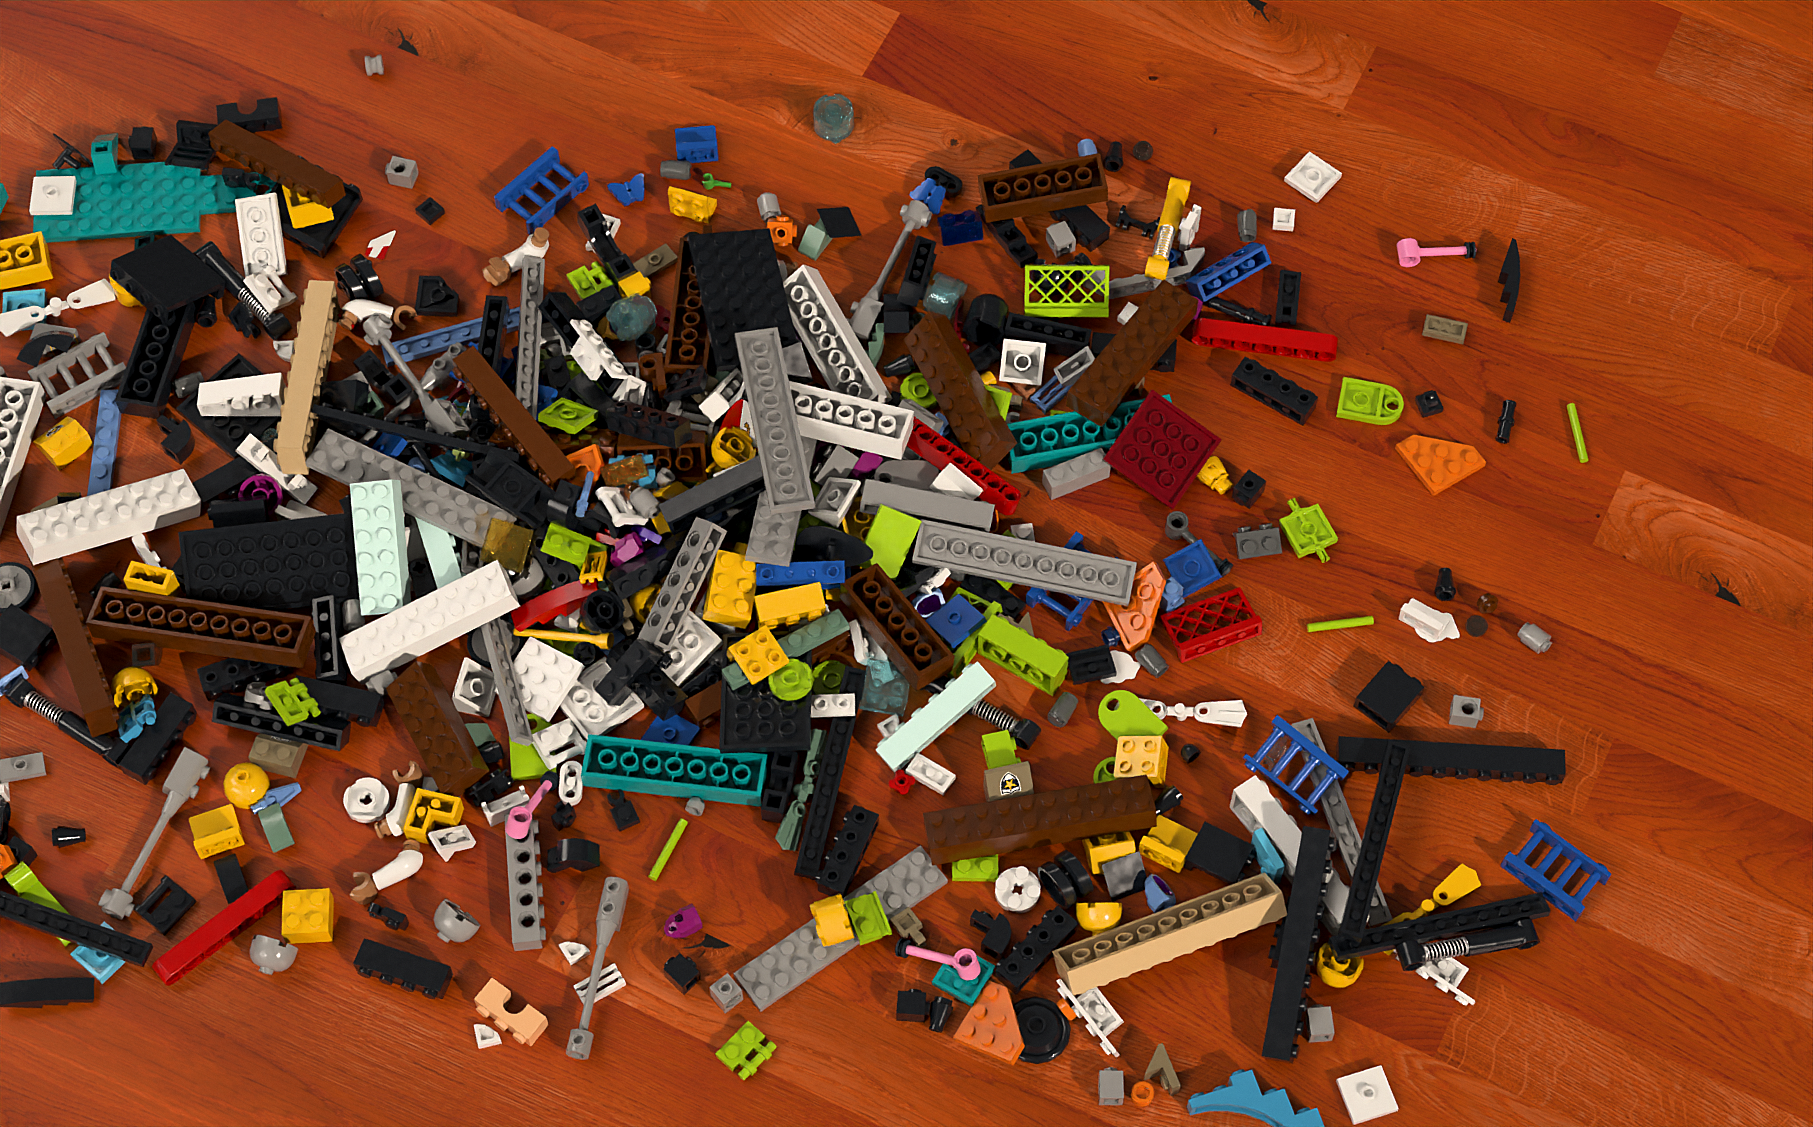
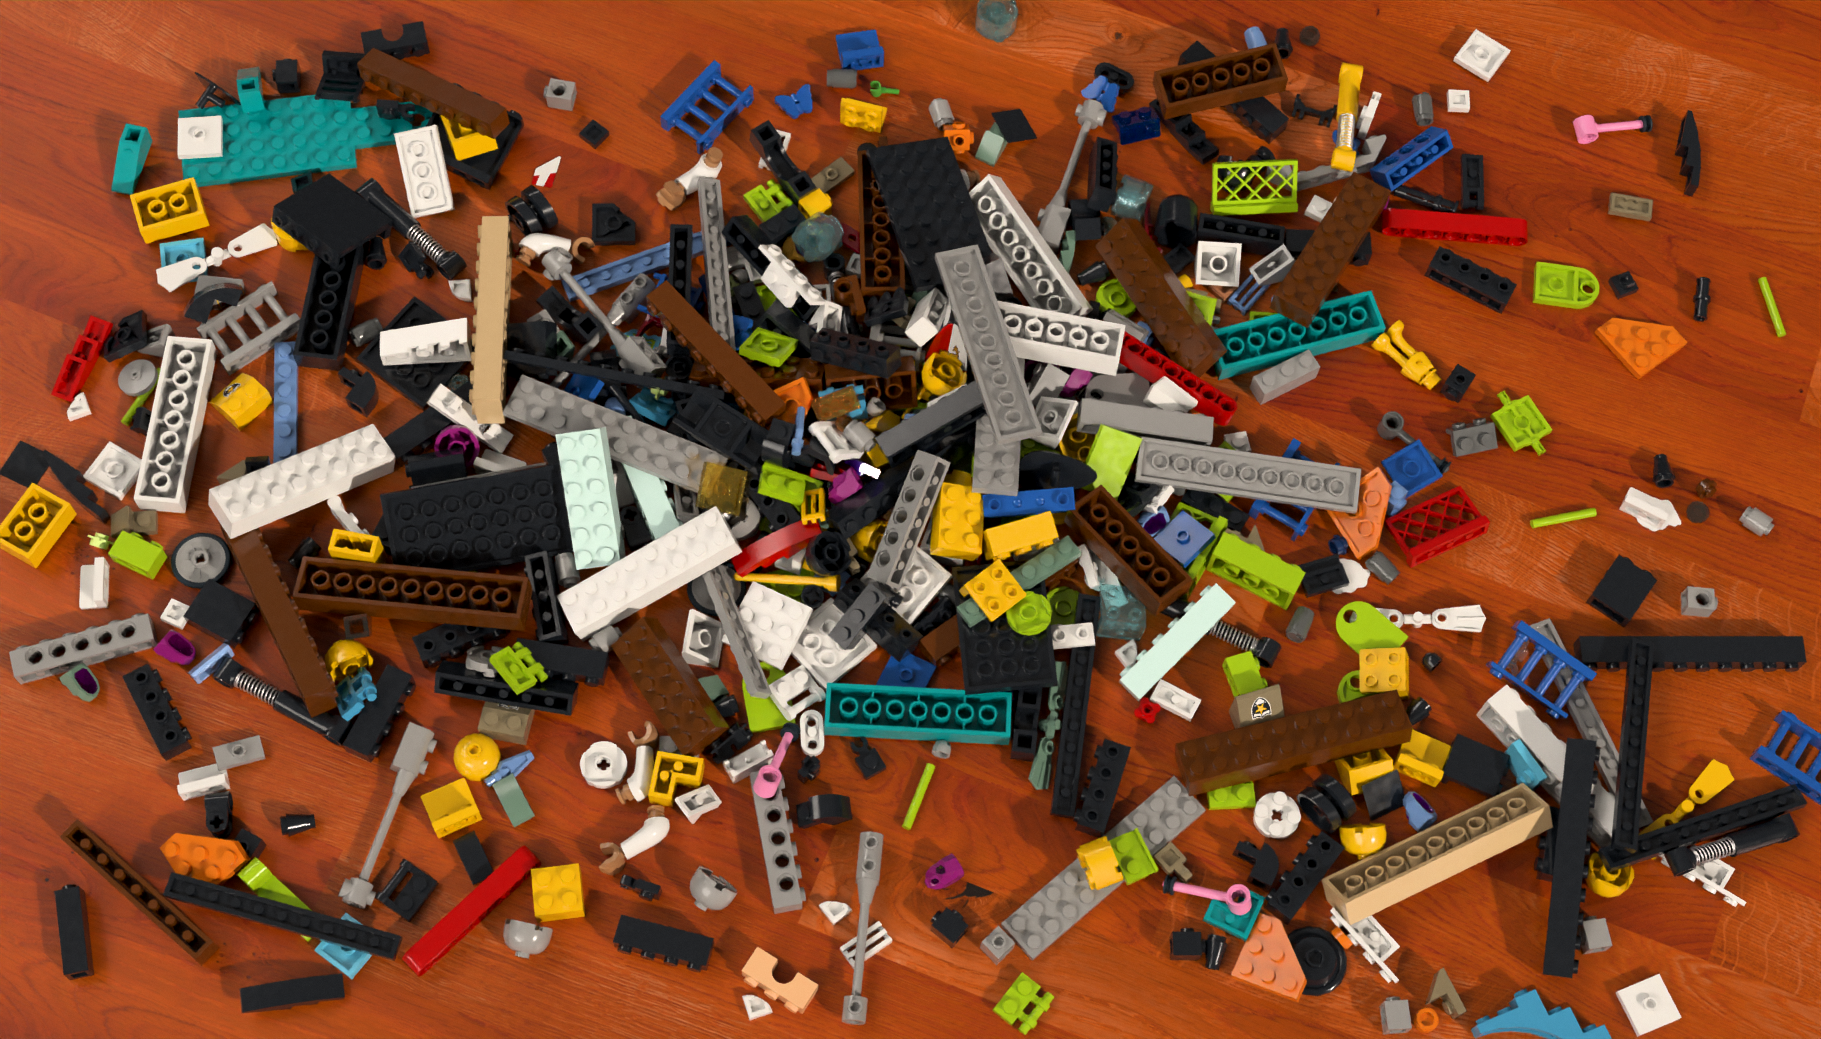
camera: 10 degrees left, 5 degrees up
(266, 292) = (436, 229): white plate -> none
(1060, 239) = (1239, 132): light grey brick -> none
(1161, 449) = (1370, 348): dark red plate -> none

